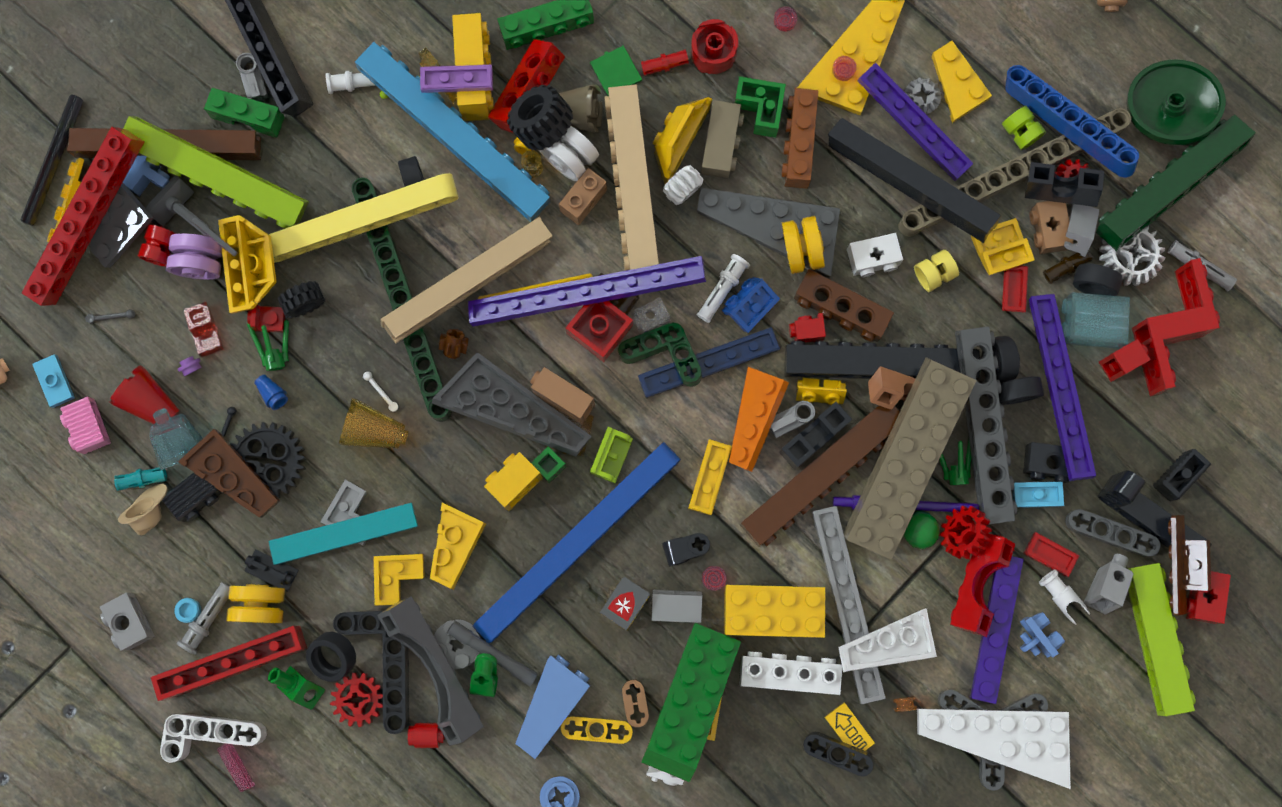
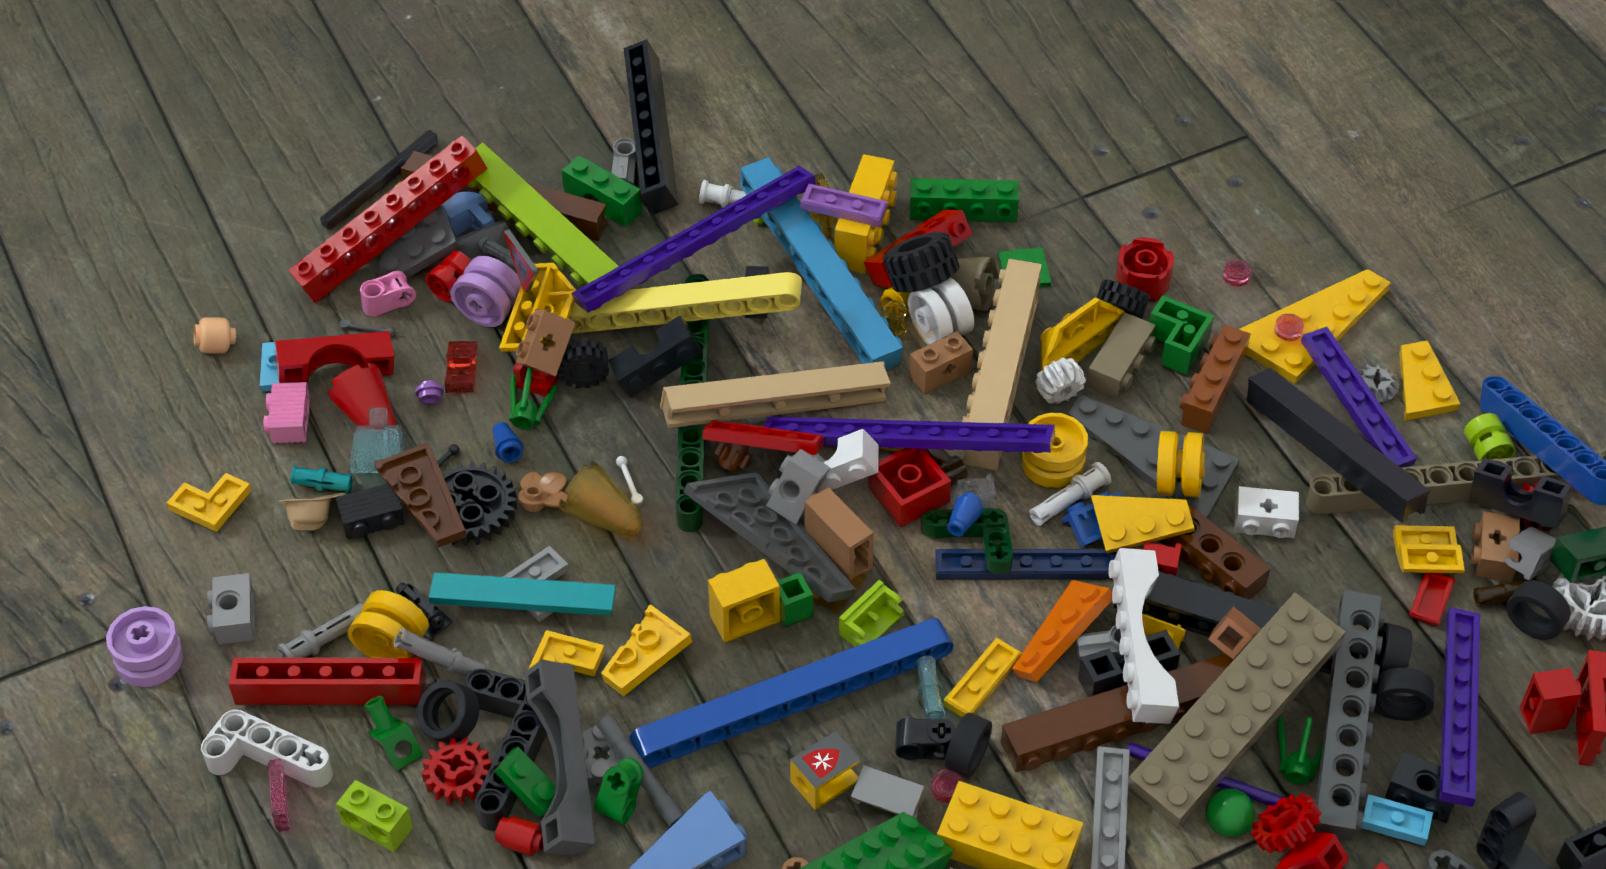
camera: 20 degrees right, 30 degrees down
(67, 535) = (210, 508): none -> yellow plate
(71, 377) = (301, 357): none -> red arch
(75, 682) = (145, 646): none -> lavender wheel
(114, 280) = (384, 294): none -> bright pink piece
(187, 610) = (305, 620): medium azure tile -> none
(266, 301) = (555, 332): none -> medium nougat brick
(313, 760) = (374, 815): none -> lime brick
(314, 612) = (450, 659): none -> light grey pin
(320, 423) = (542, 491): none -> medium nougat plate
(346, 152) = (693, 239): none -> dark purple plate
(372, 265) = (675, 348): none -> black arch
(414, 696) = (526, 781): none -> green plate
(474, 330) = (763, 437): none -> red tile
(517, 366) = (807, 474): none -> light grey brick
(553, 328) = (852, 461): none -> white arch
(652, 344) = (965, 513): none -> blue cone
(664, 62) = (1082, 272): red pin -> none
(675, 501) = (930, 687): none -> clear light blue pin
(704, 241) = (1066, 455): none -> yellow wheel
(706, 86) = (1124, 297): none -> black tyre
(722, 548) = (968, 744): none -> black tyre
(785, 304) = (1137, 520): none -> yellow wing
(840, 460) = (1151, 688): none -> white arch
(939, 269) = (1343, 547): light yellow wheel -> none
(1096, 320) = (1522, 649): clear light blue brick -> none

